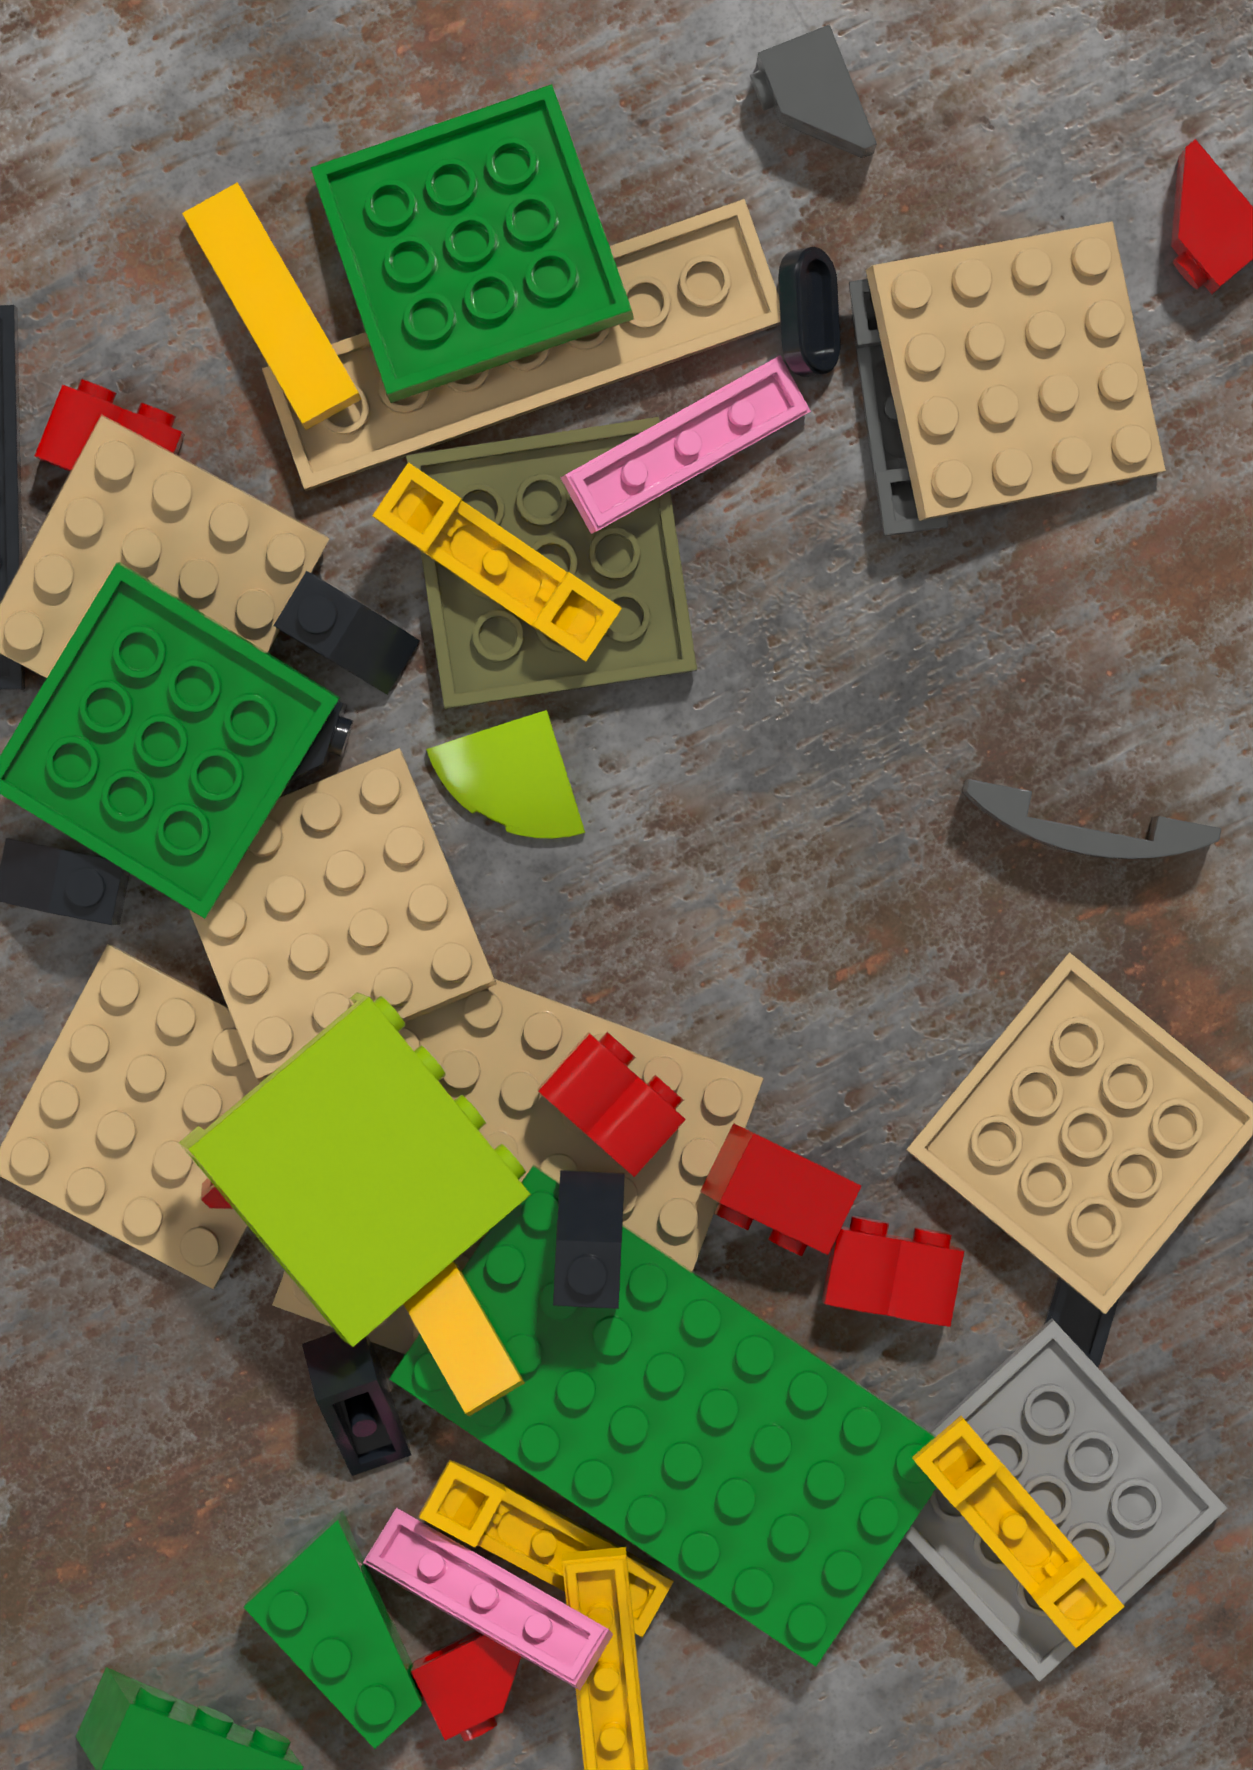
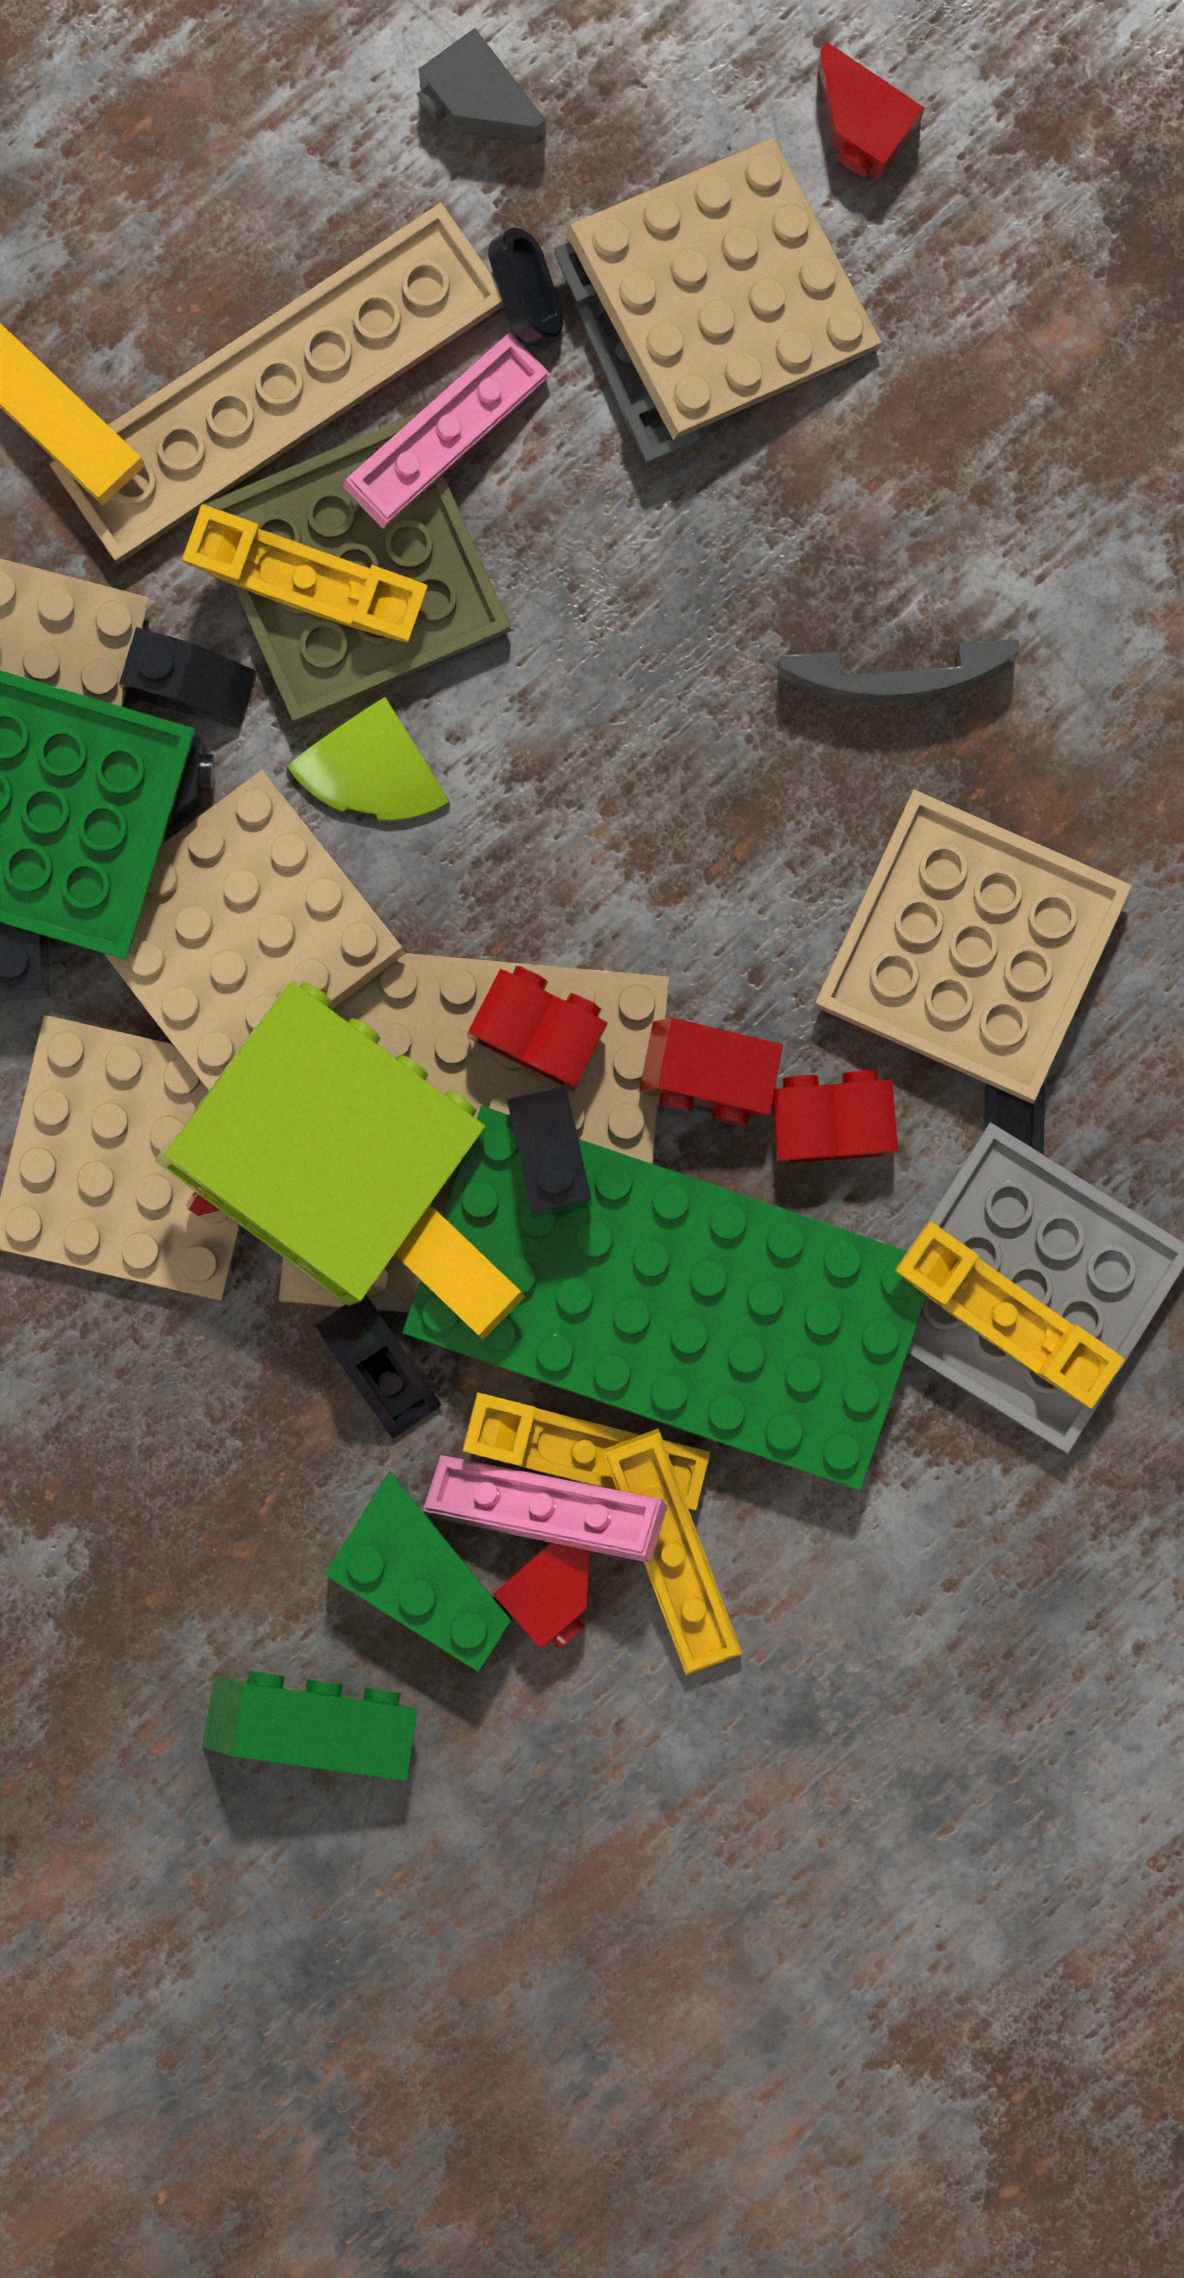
camera: 15 degrees left, 5 degrees down
(472, 243) = (208, 303): green plate -> none

